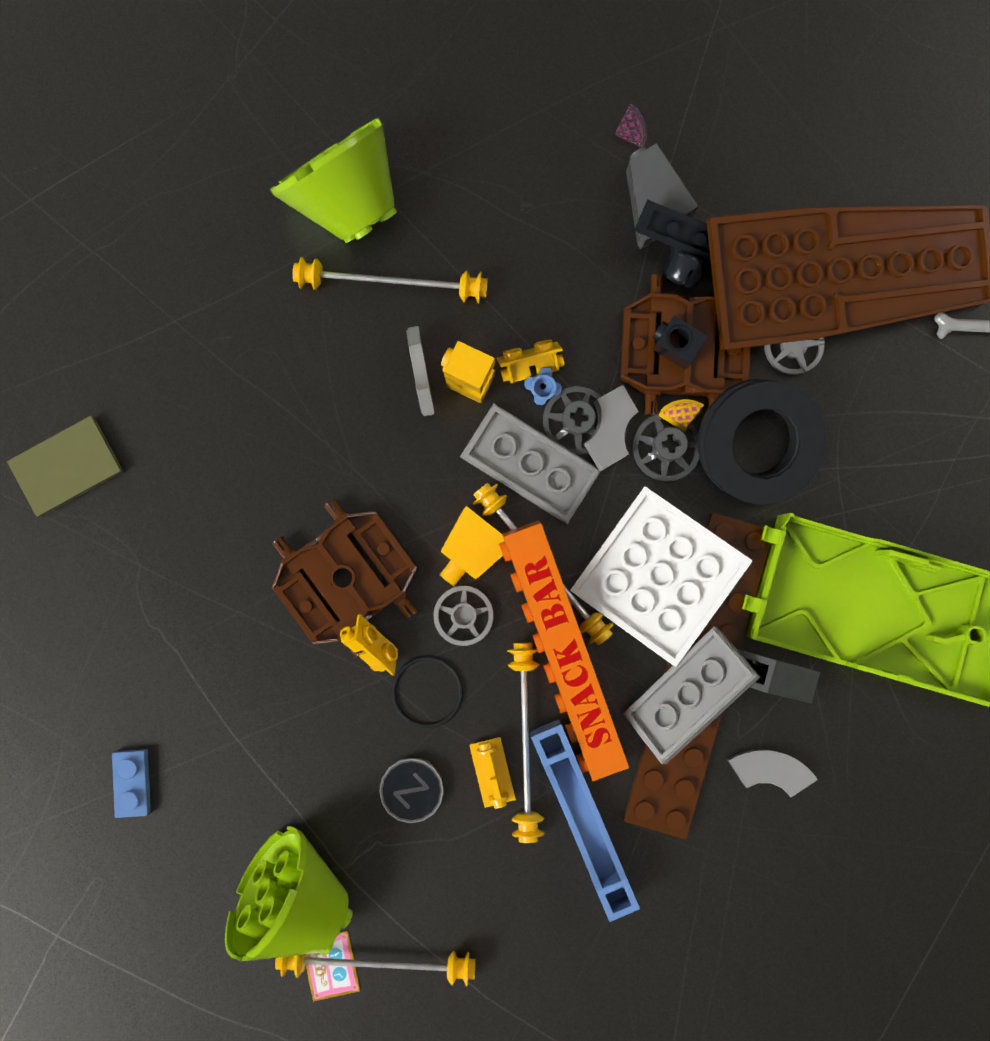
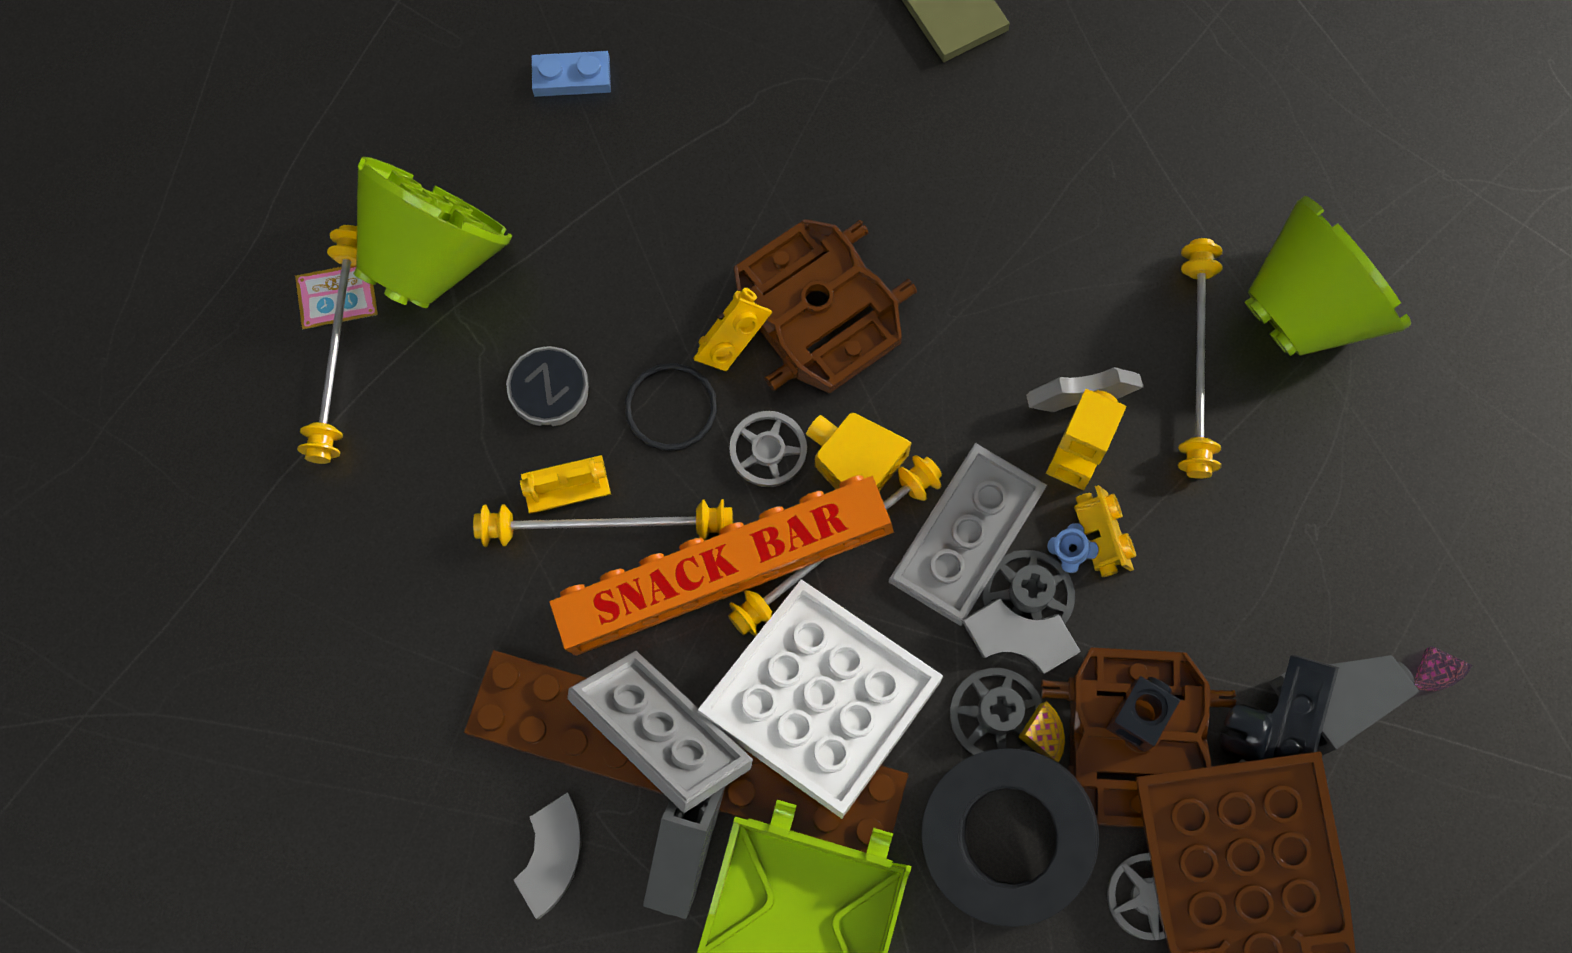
camera: 90 degrees right, 15 degrees down
(584, 820) = (442, 618): medium blue arch -> none

